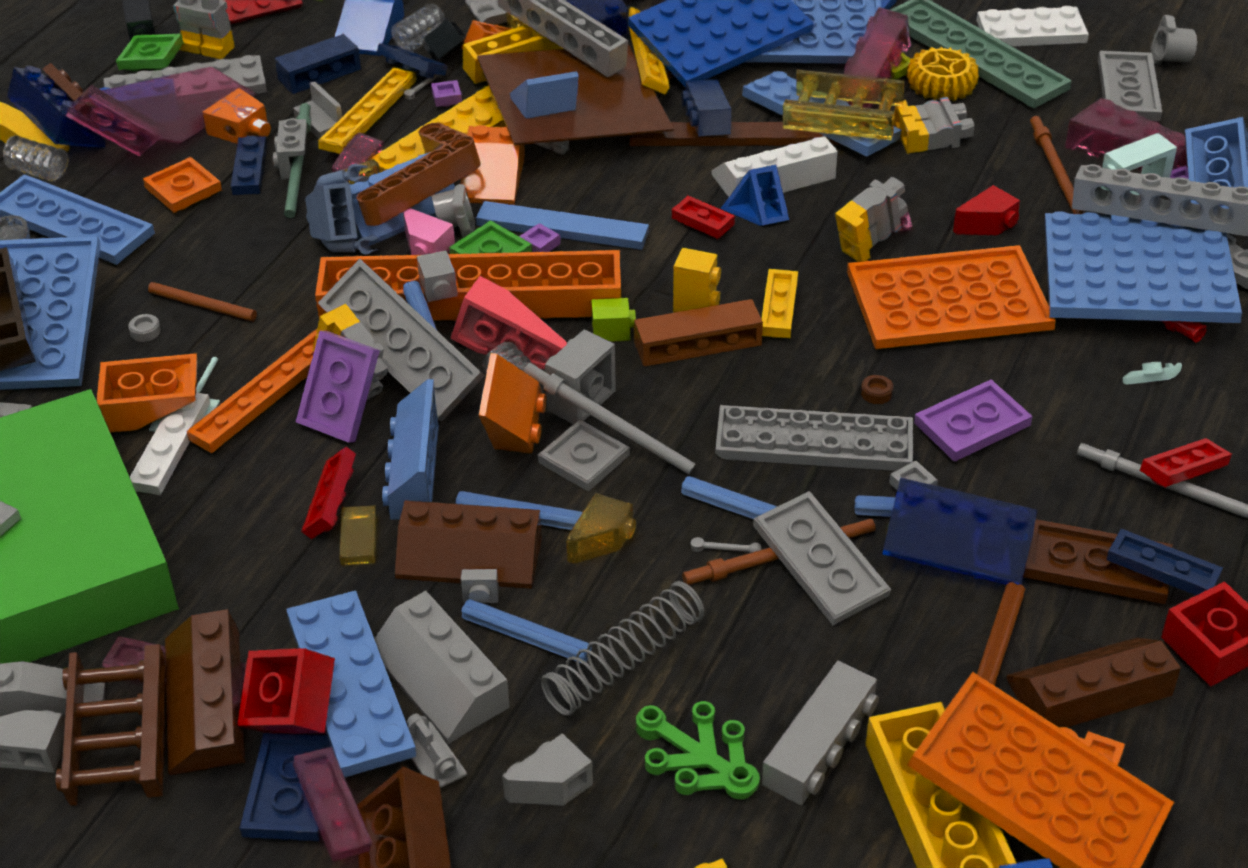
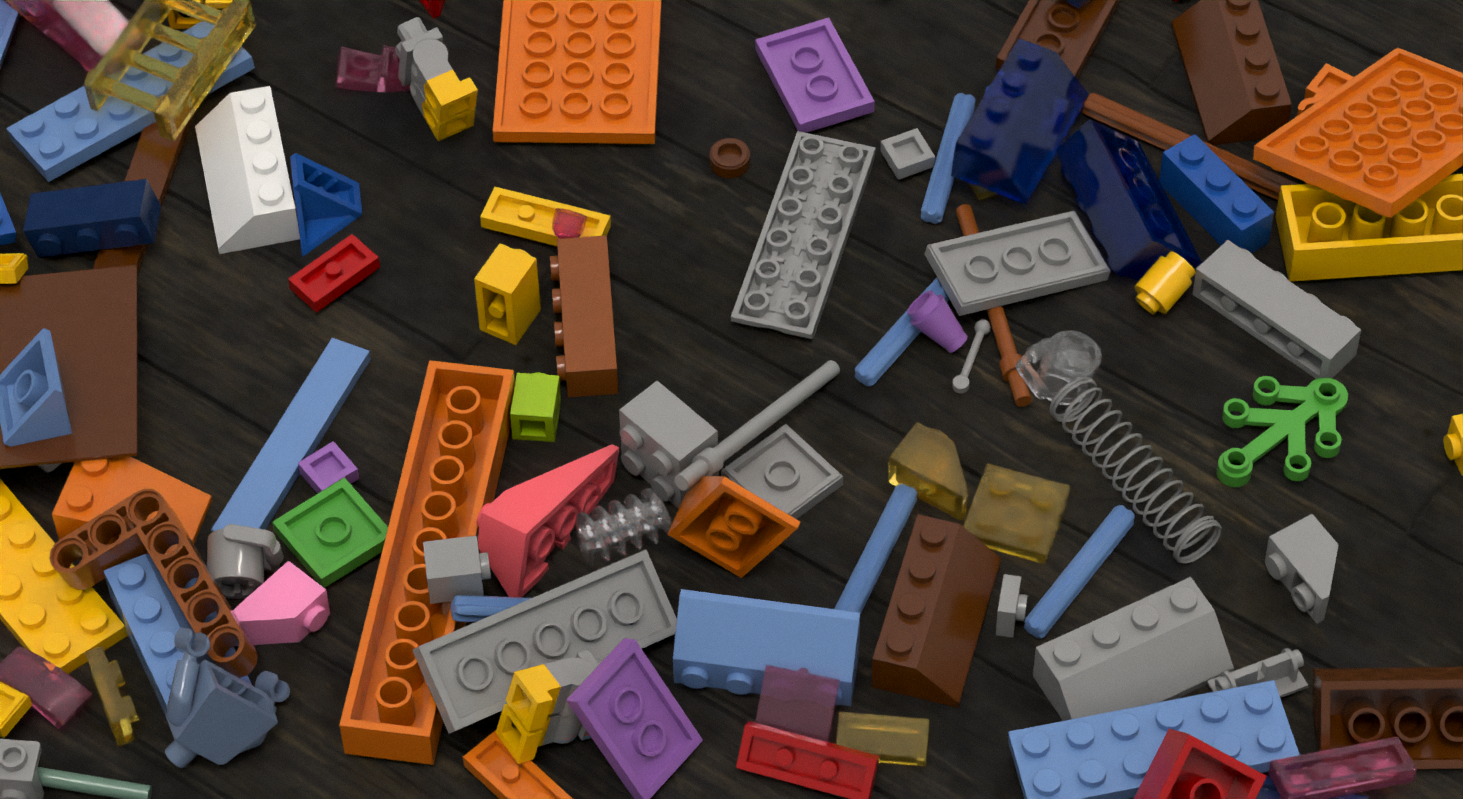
camera: 80 degrees left, 10 degrees up
(368, 476) = (798, 701): none -> clear pink piece
(576, 588) = (1017, 512): none -> clear yellow plate
(718, 589) = (1062, 359): none -> clear piece
(740, 511) = (936, 320): none -> medium lavender cone
(768, 302) = (568, 223): none -> clear pink hinge
(823, 648) = (1164, 283): none -> yellow brick
(908, 620) = (1123, 200): none -> clear blue slope
(934, 671) = (1215, 195): none -> blue brick

